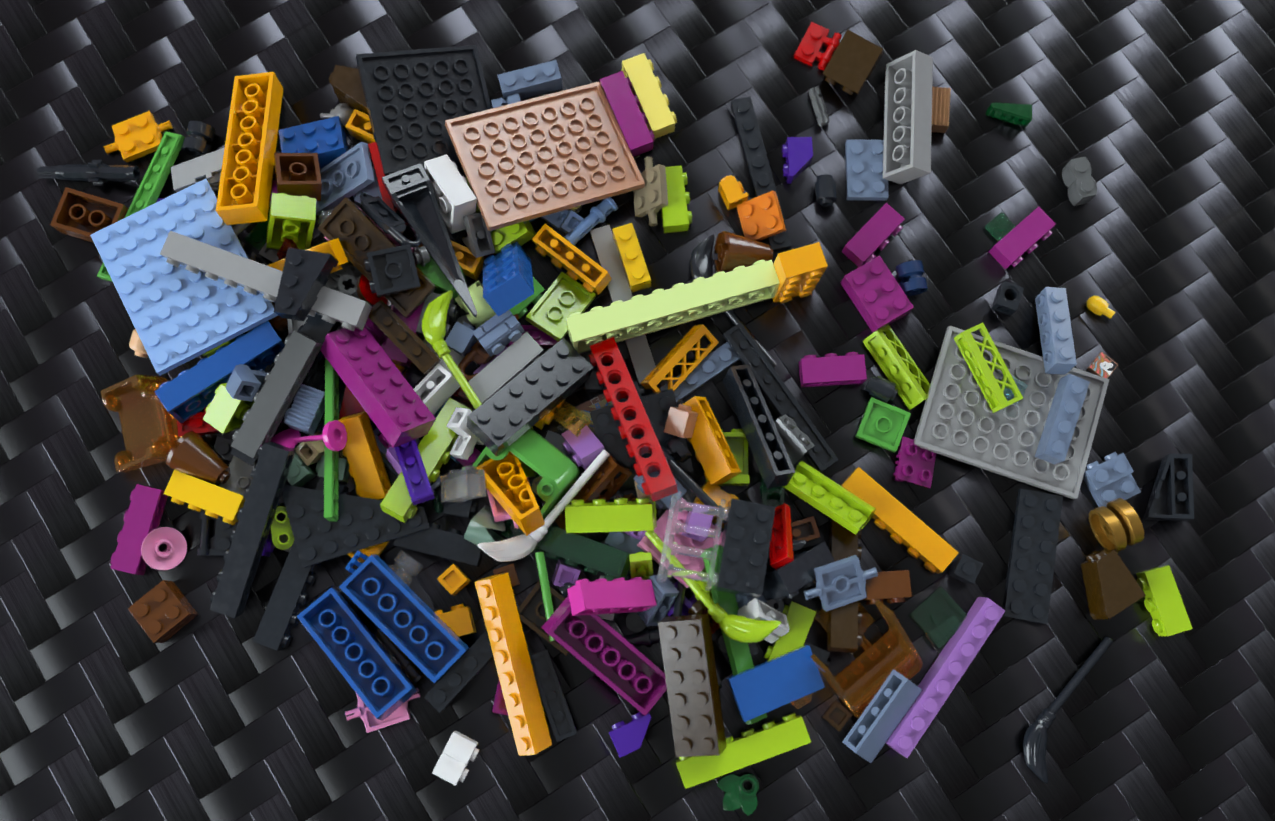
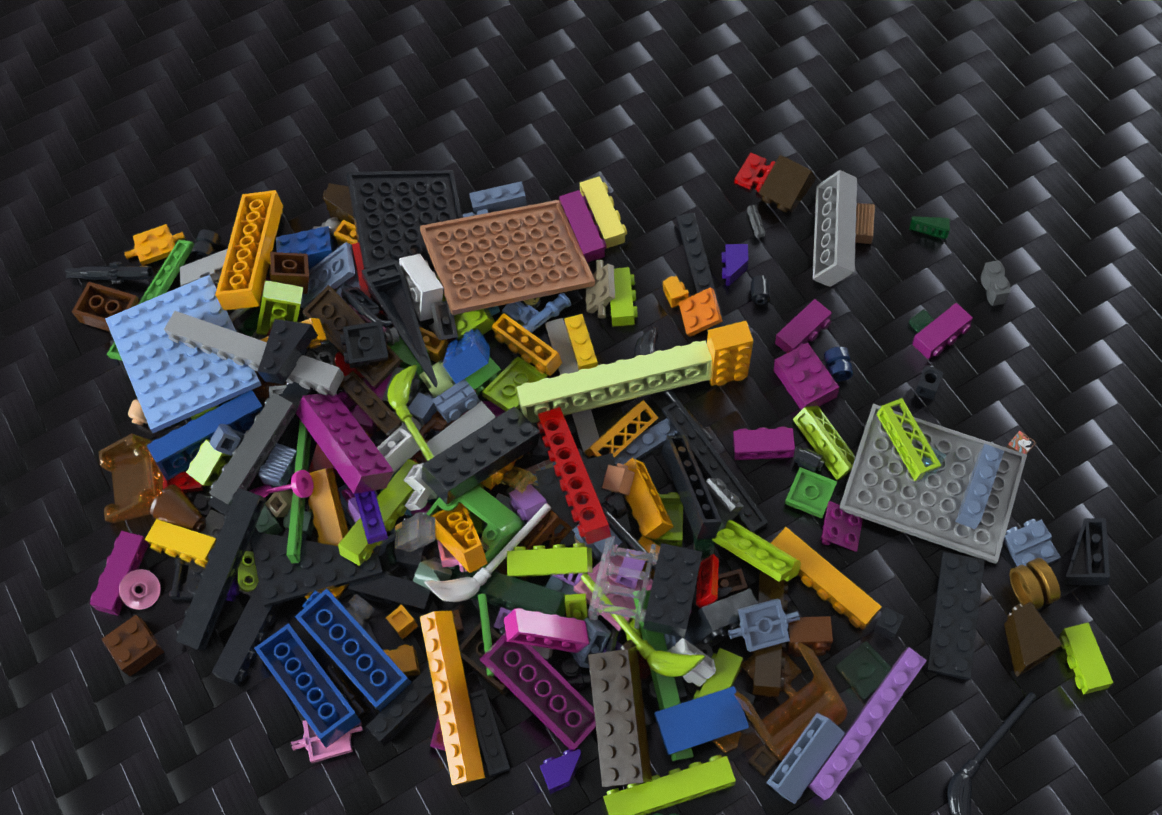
camera: 10 degrees right, 15 degrees down
(455, 758) = (392, 788): white brick -> none
(738, 251) = (676, 335): reddish brown cone -> none
(865, 170) = (797, 274): sand blue plate -> none
(1055, 331) = (973, 409): sand blue brick -> none
(1099, 306) = (1017, 391): yellow cylinder -> none

